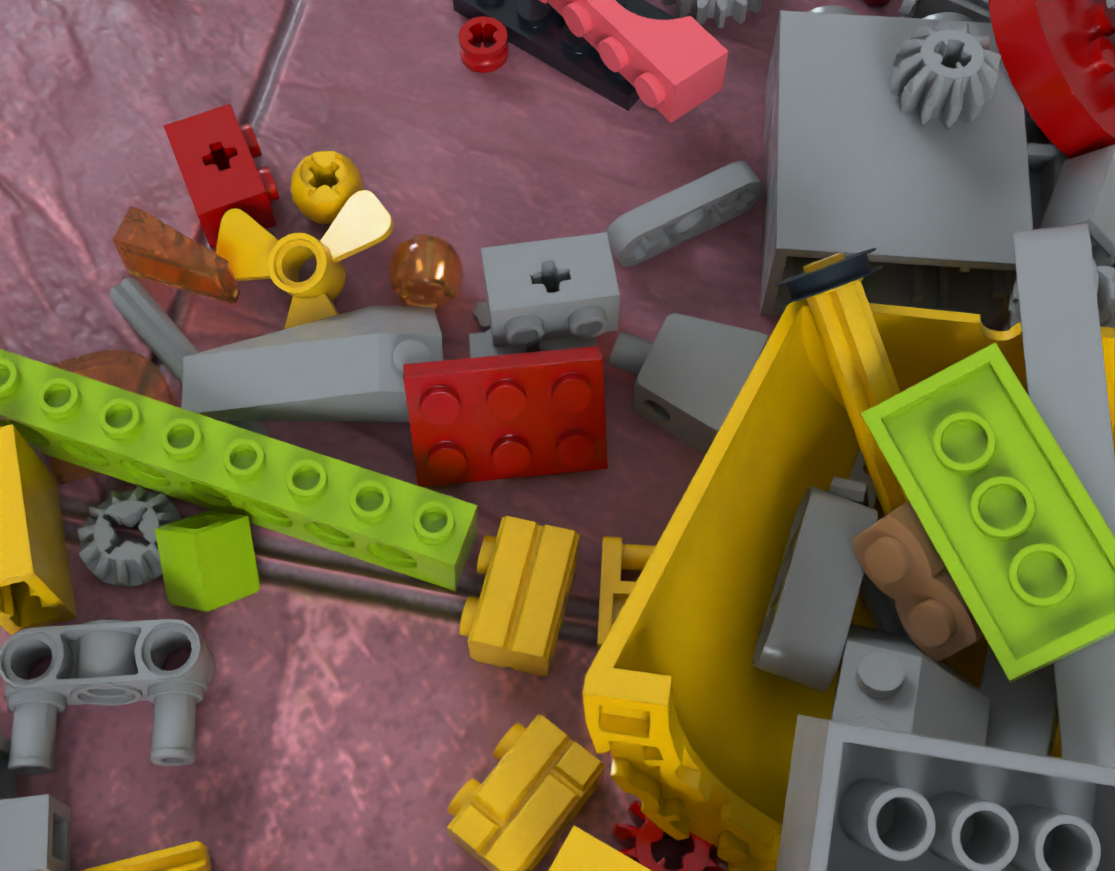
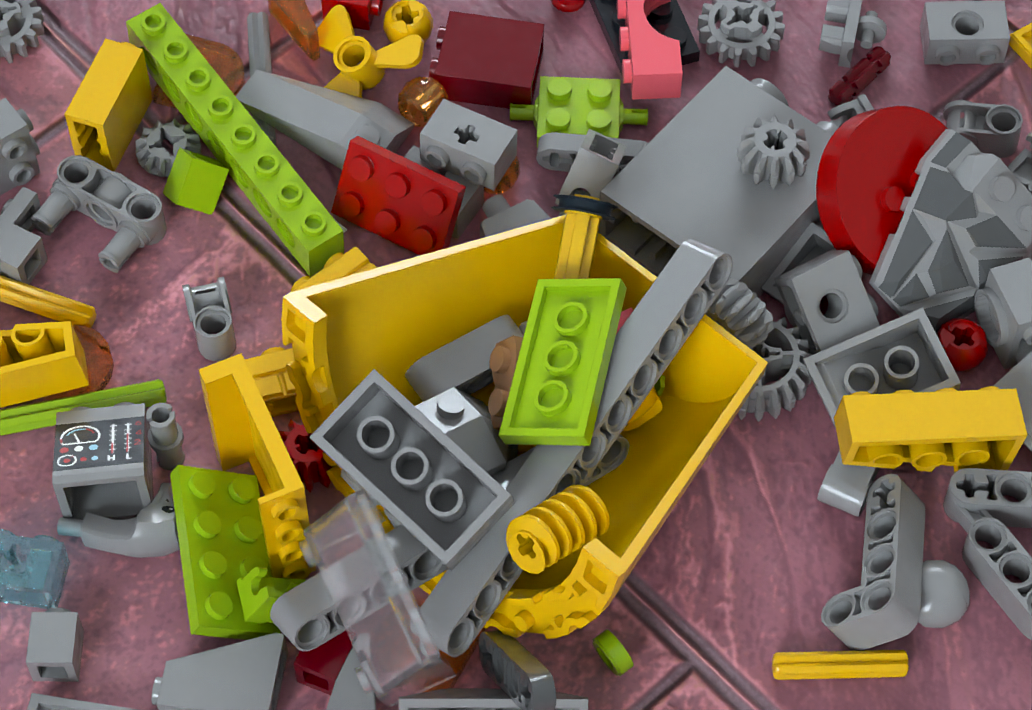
camera: 35 degrees right, 5 degrees down
(368, 733) = (211, 313): none -> light grey piece
(464, 173) = (488, 59): none -> dark red brick
(612, 172) = (578, 105): none -> lime plate
(723, 243) = (593, 166): none -> light grey torso

